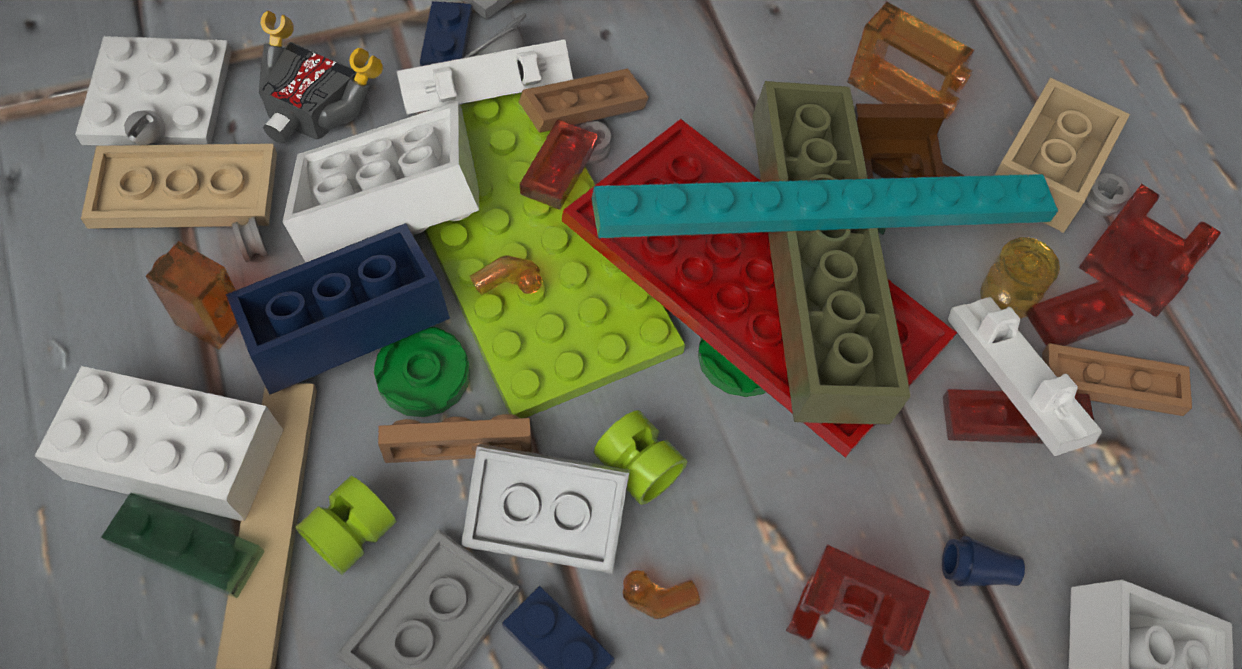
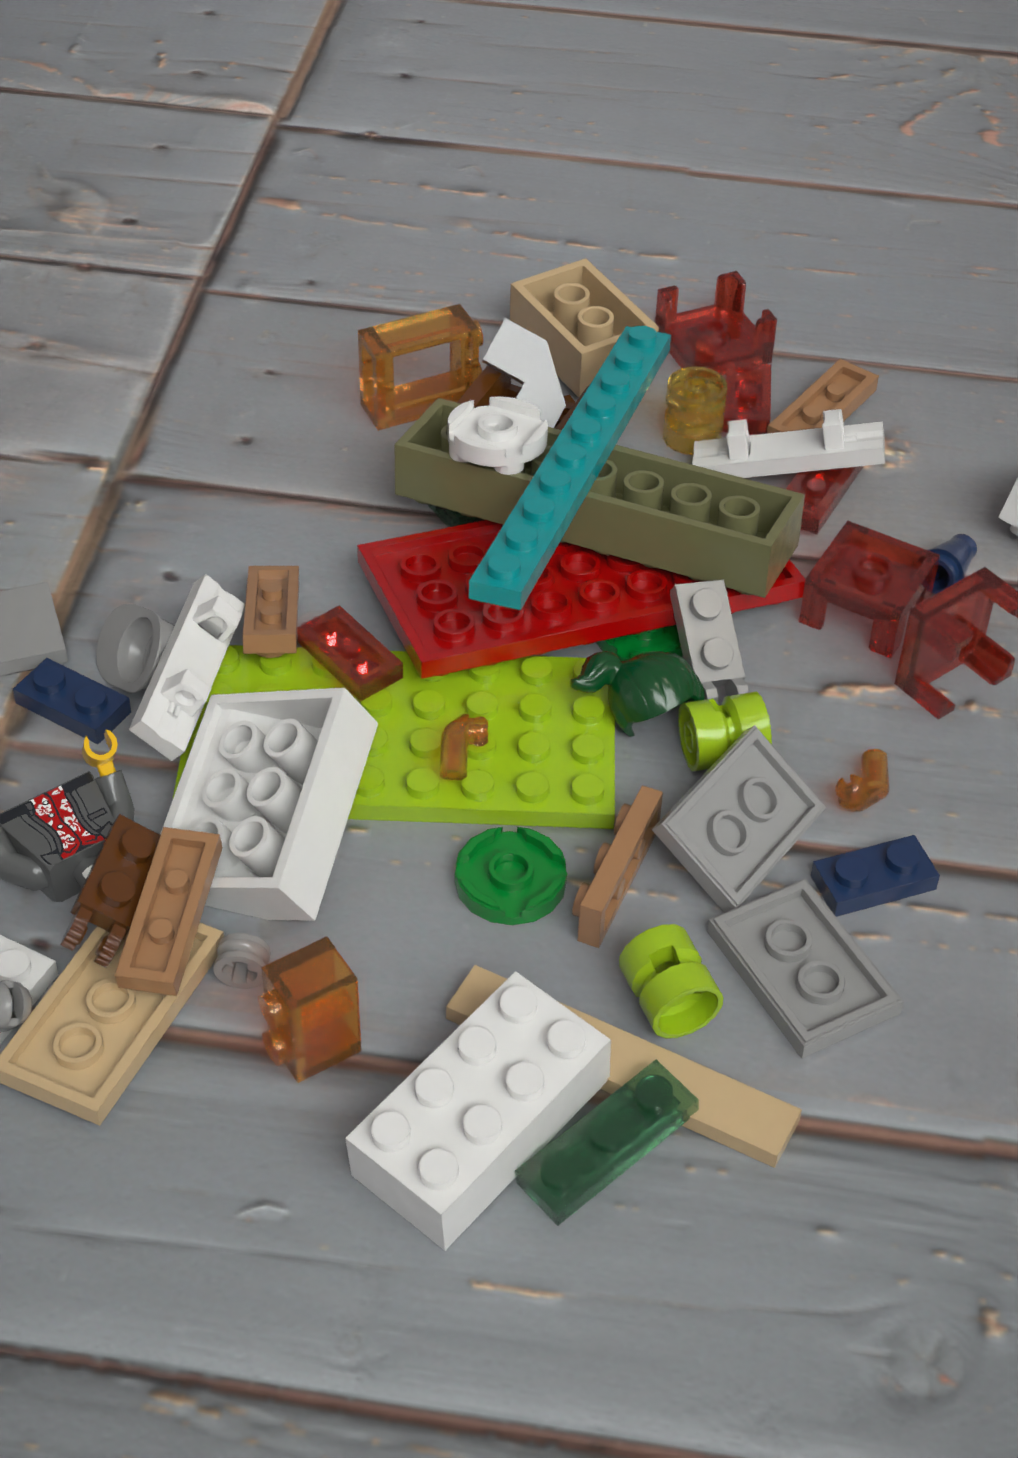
camera: 60 degrees left, 15 degrees down
(246, 172) = (169, 911): none -> medium nougat plate
(257, 134) = (113, 887): none -> reddish brown hinge
(338, 307) = (409, 893): dark blue brick -> none
(646, 374) = (641, 685): none -> dark green hair
(727, 404) = (709, 636): none -> light grey hinge
(808, 157) = (497, 434): none -> white plate
(895, 503) = (871, 578): none -> clear red panel
(943, 125) = (529, 362): none -> tile

